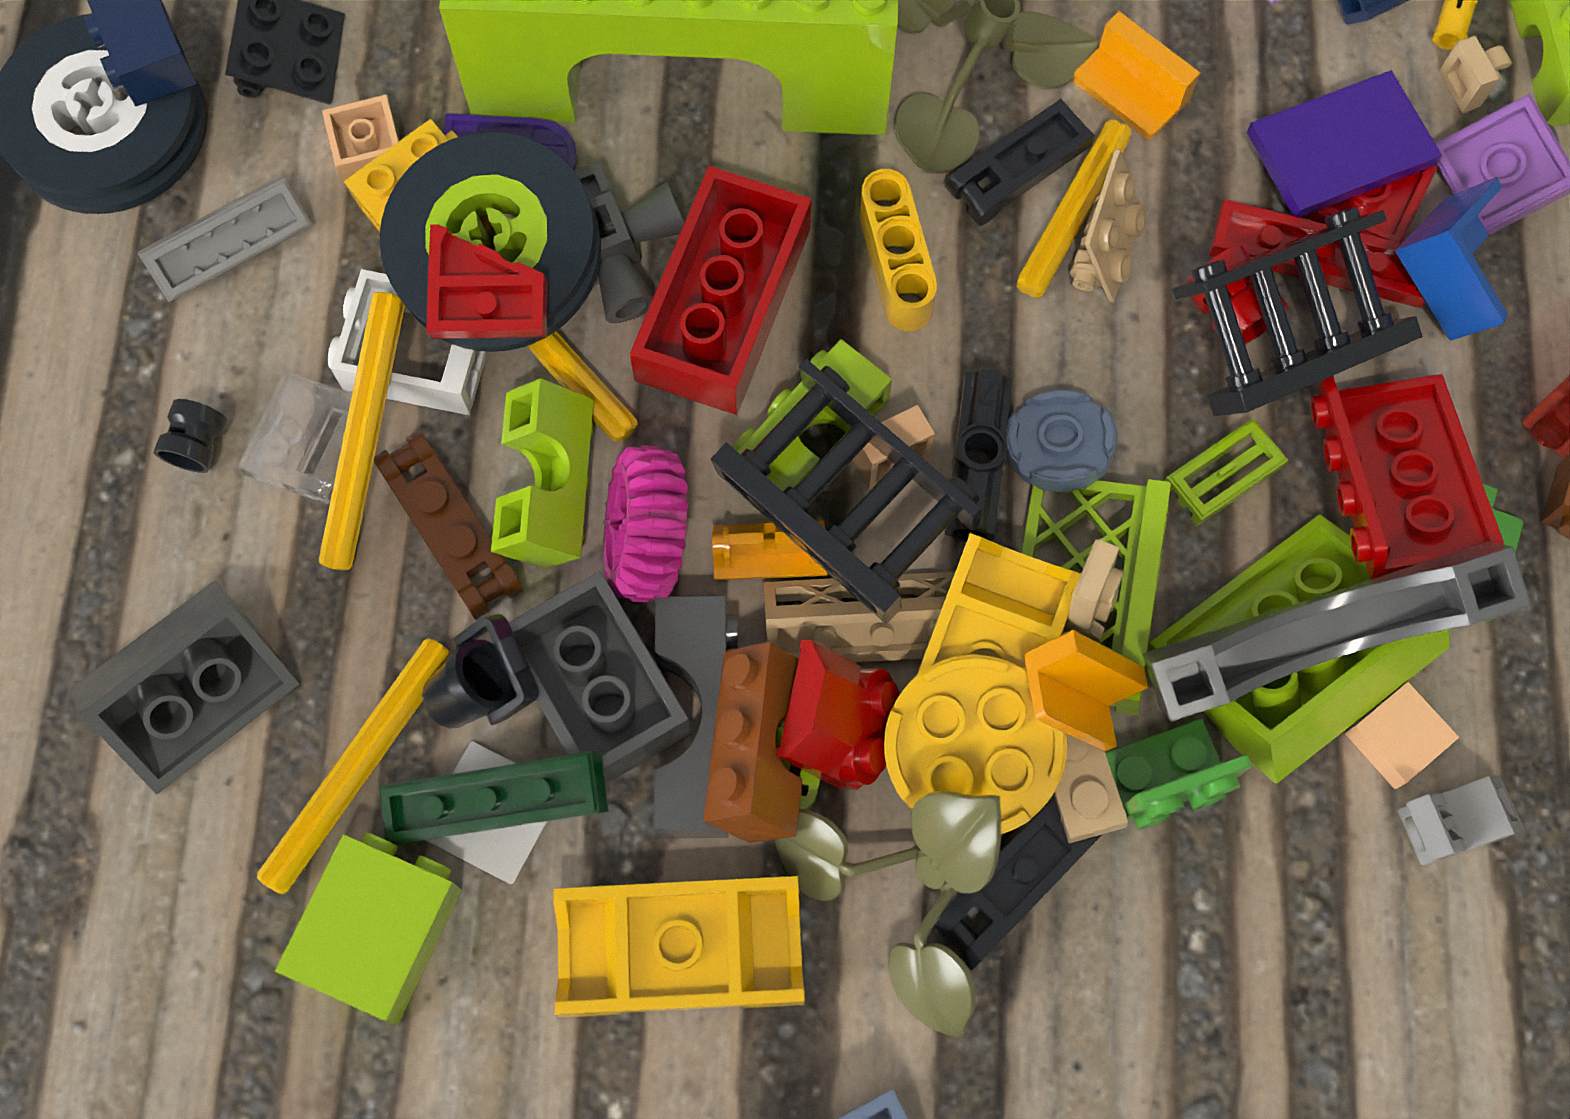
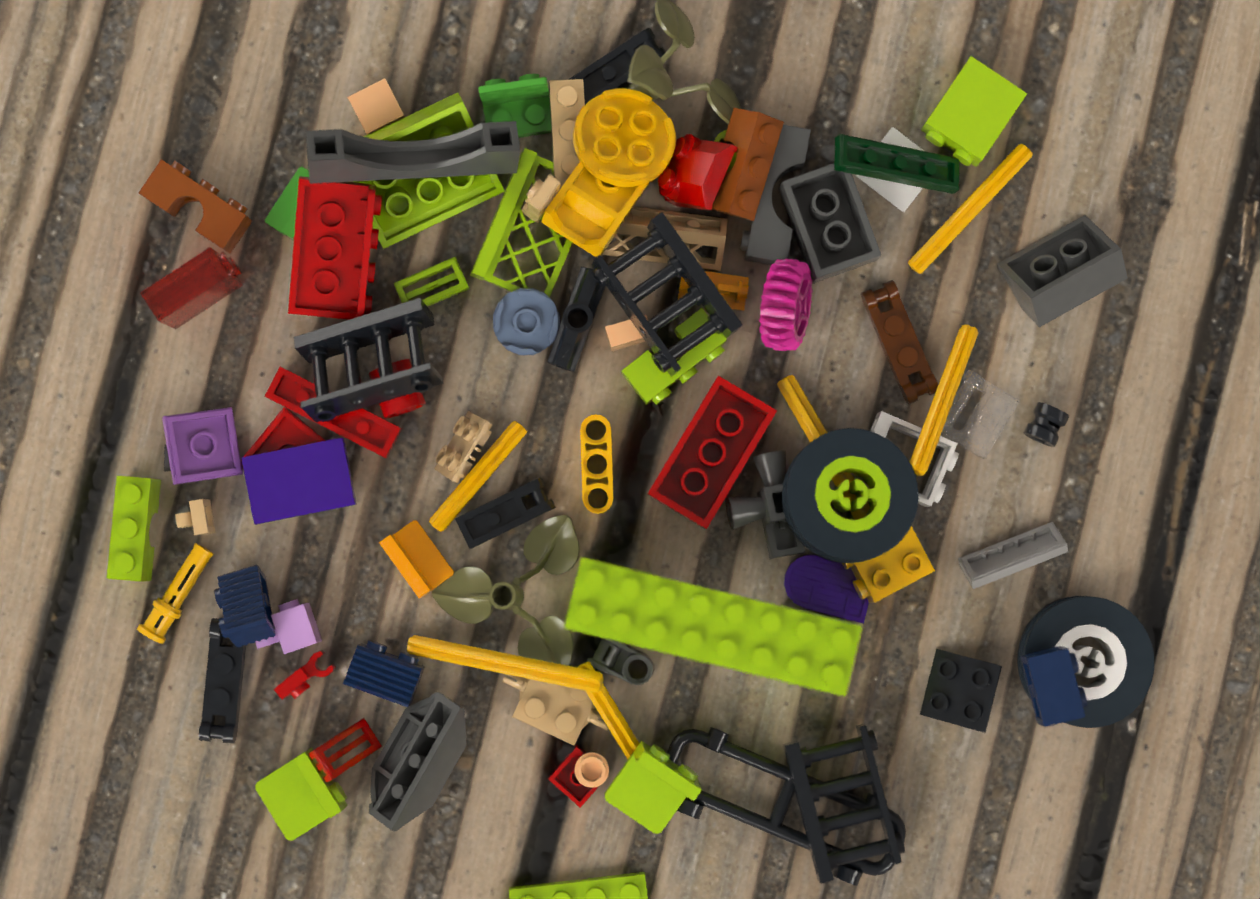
camera: 170 degrees left, 15 degrees up
(360, 133) = (918, 612): light nougat piece -> none
(480, 292) = (861, 449): red wing -> none
(481, 677) = (894, 232): black piece -> none
(554, 433) = (839, 329): lime arch -> none
(678, 946) = (807, 67): yellow piece -> none
(1077, 683) = (562, 148): light orange panel -> none
(1443, 264) = (267, 386): blue panel -> none
(1460, 819) = (362, 52): light grey brick -> none

